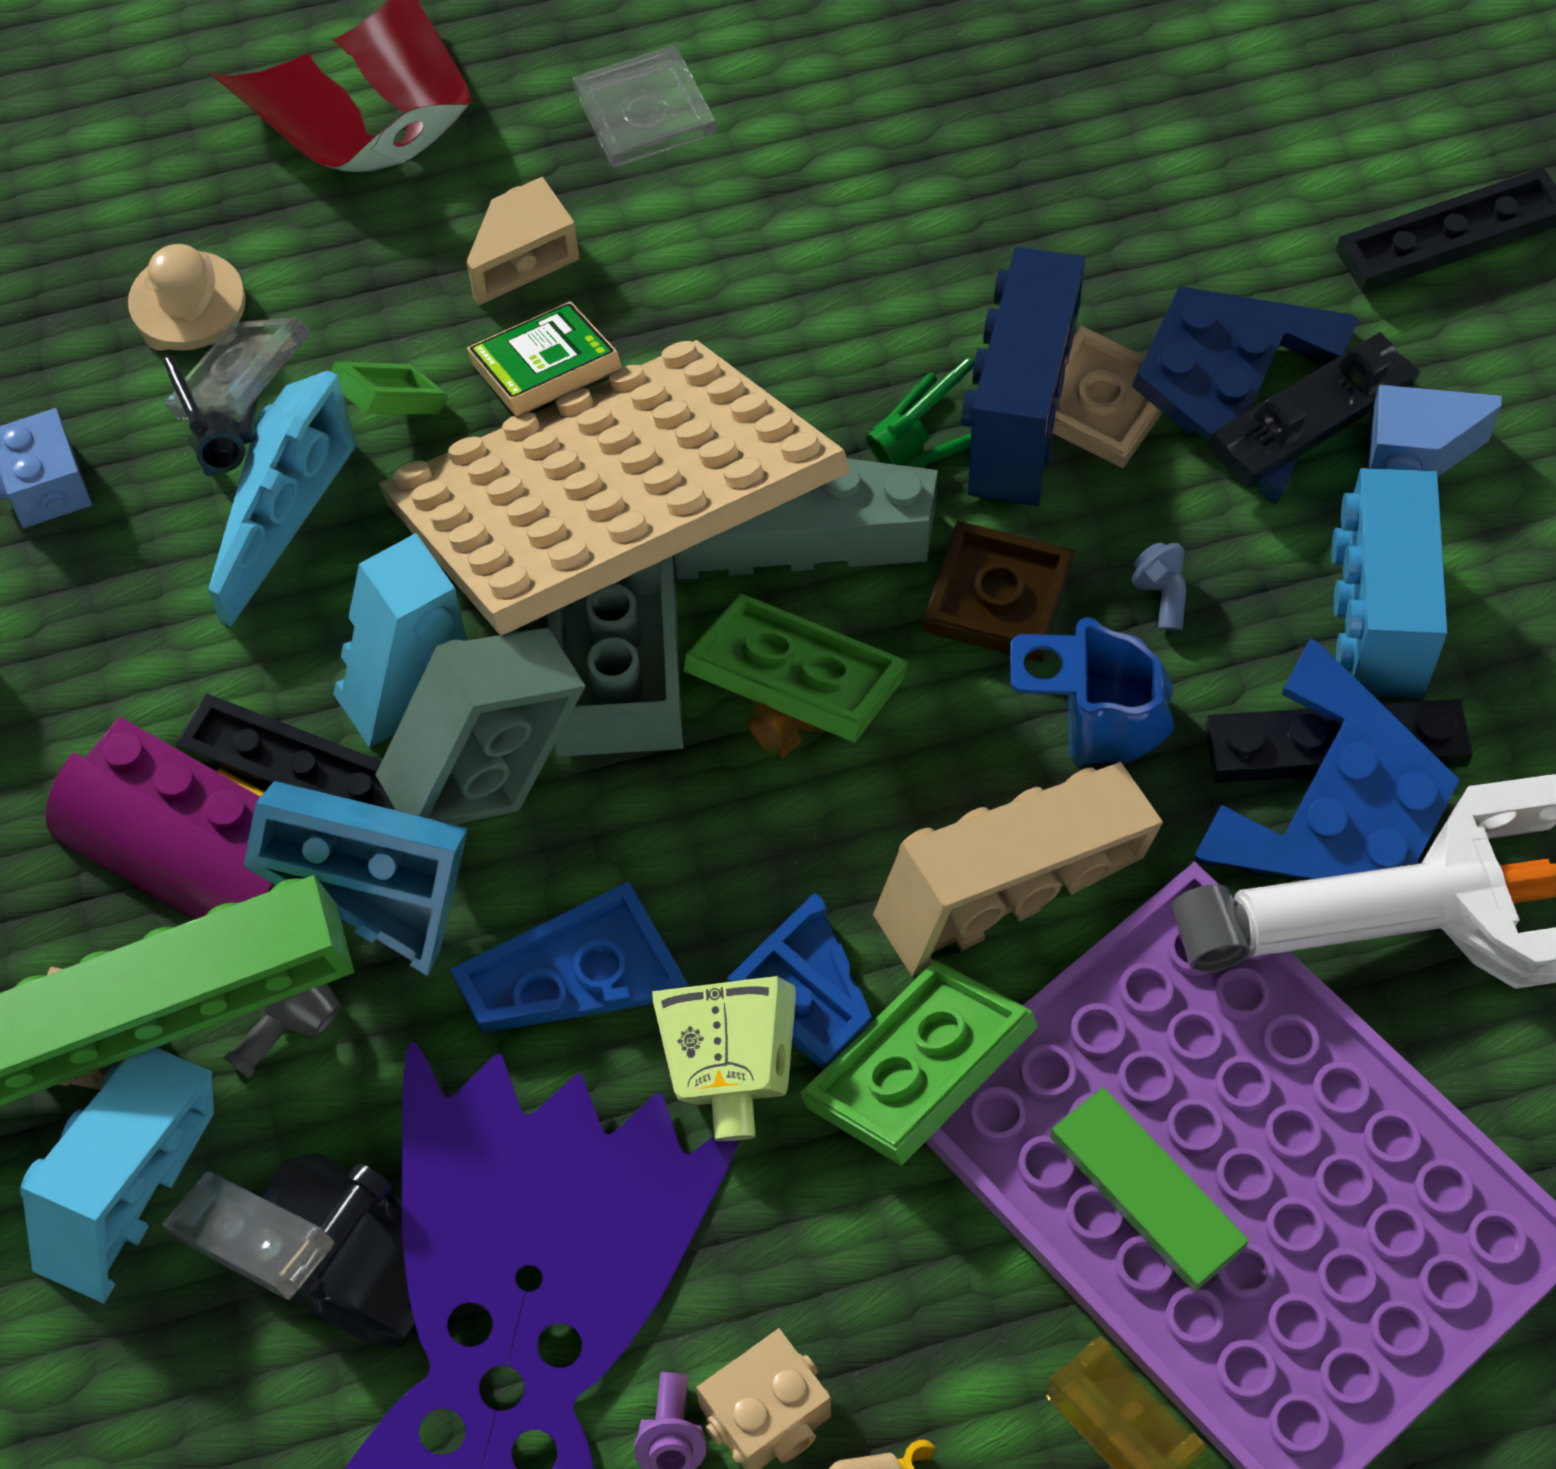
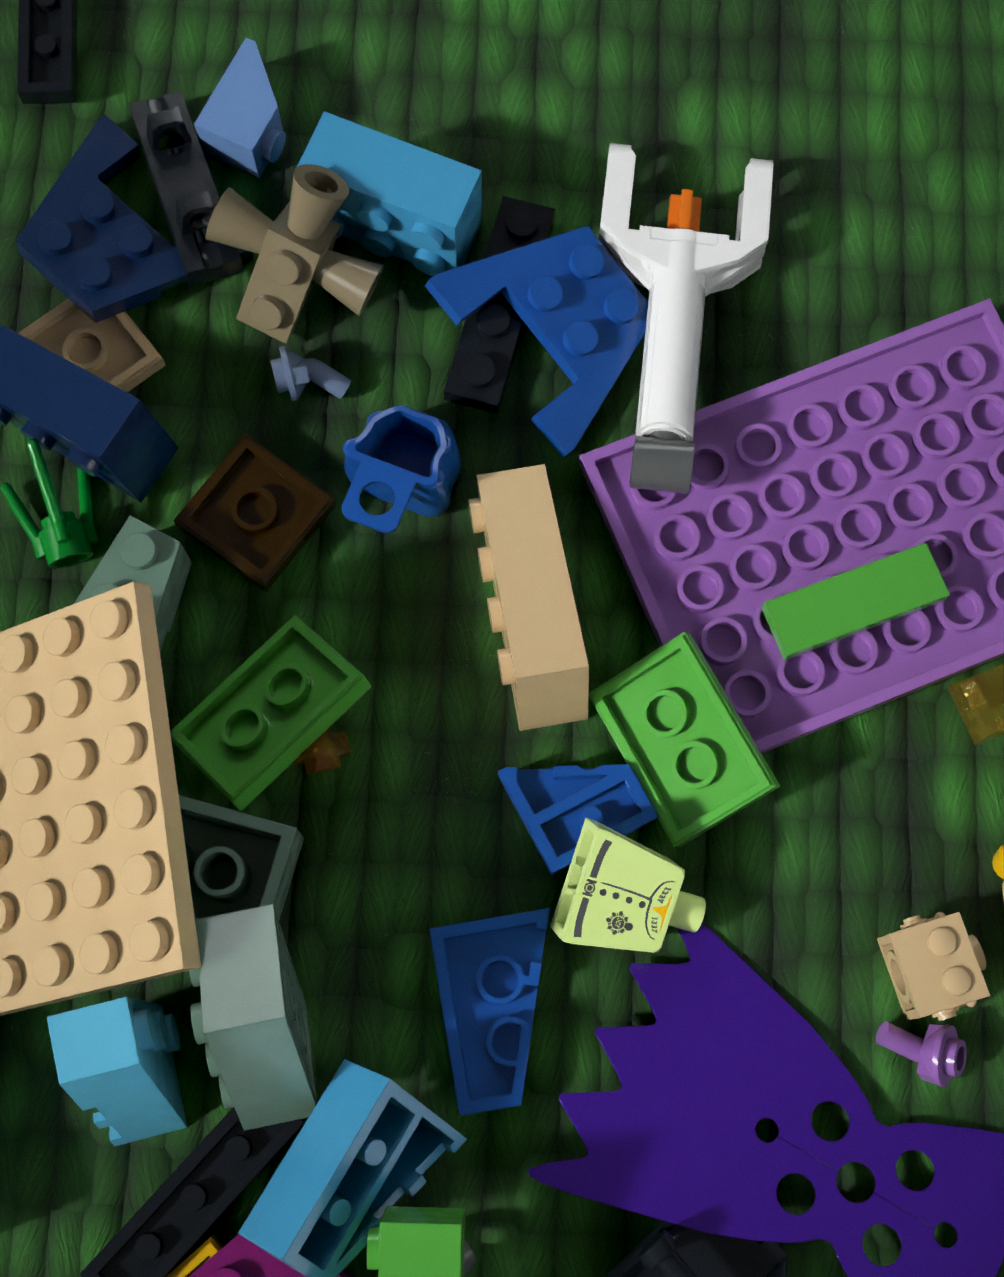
camera: 75 degrees left, 15 degrees up
(1281, 513) = (293, 252): none -> dark tan brick

